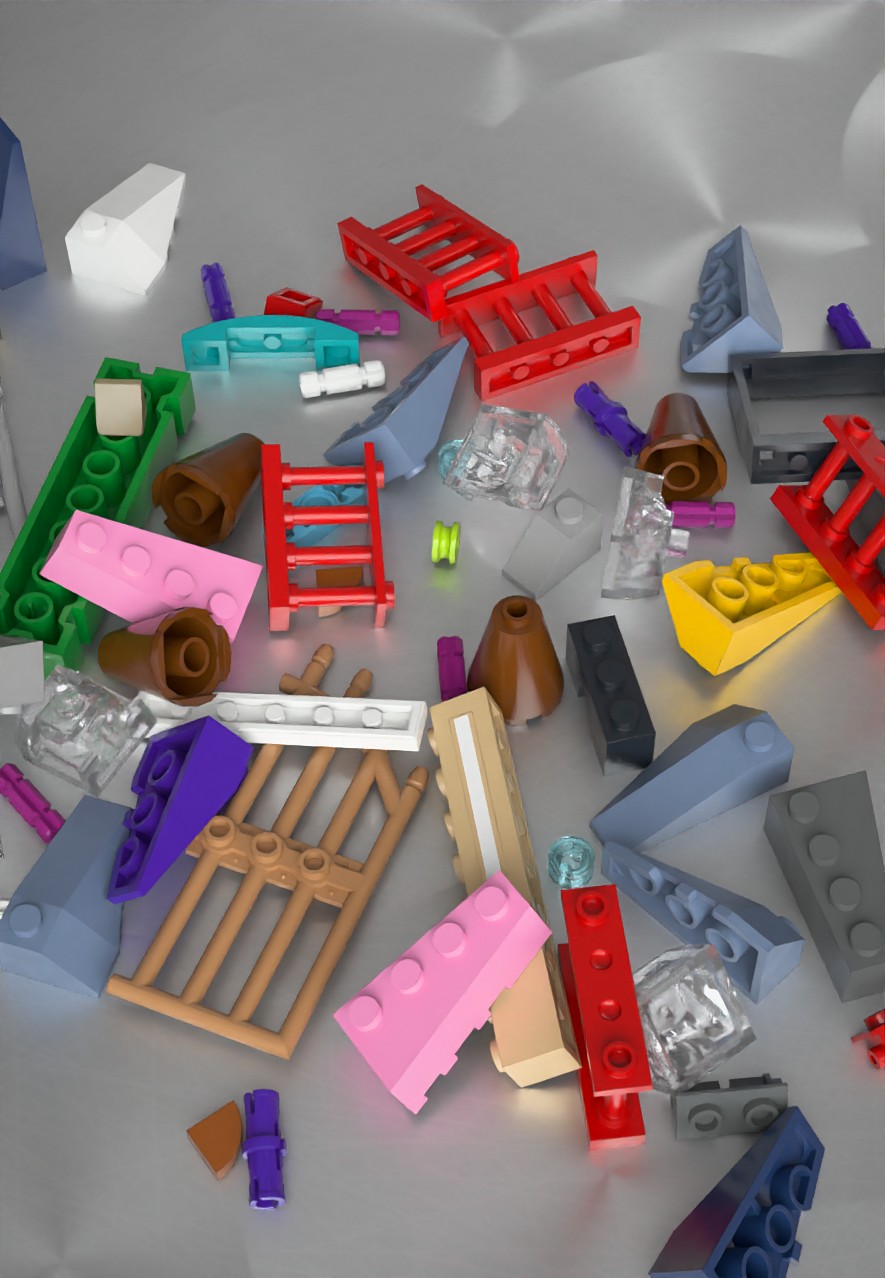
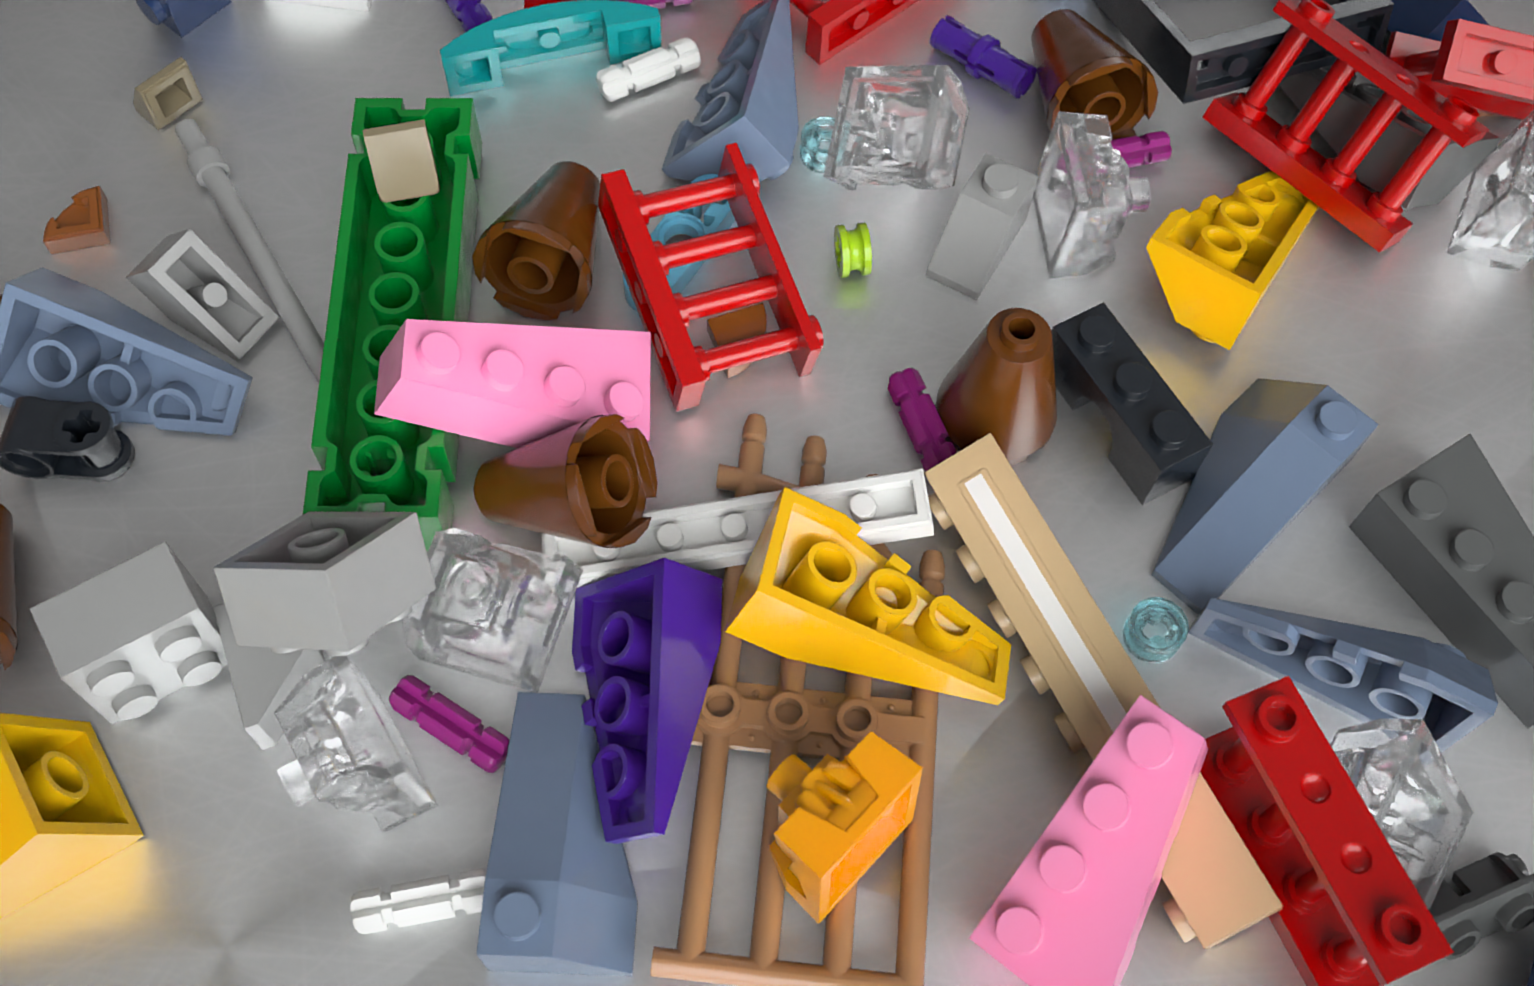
camera: 20 degrees left, 10 degrees up
(267, 913) = (839, 819): none -> light orange brick
(330, 779) = (843, 606): none -> yellow wedge

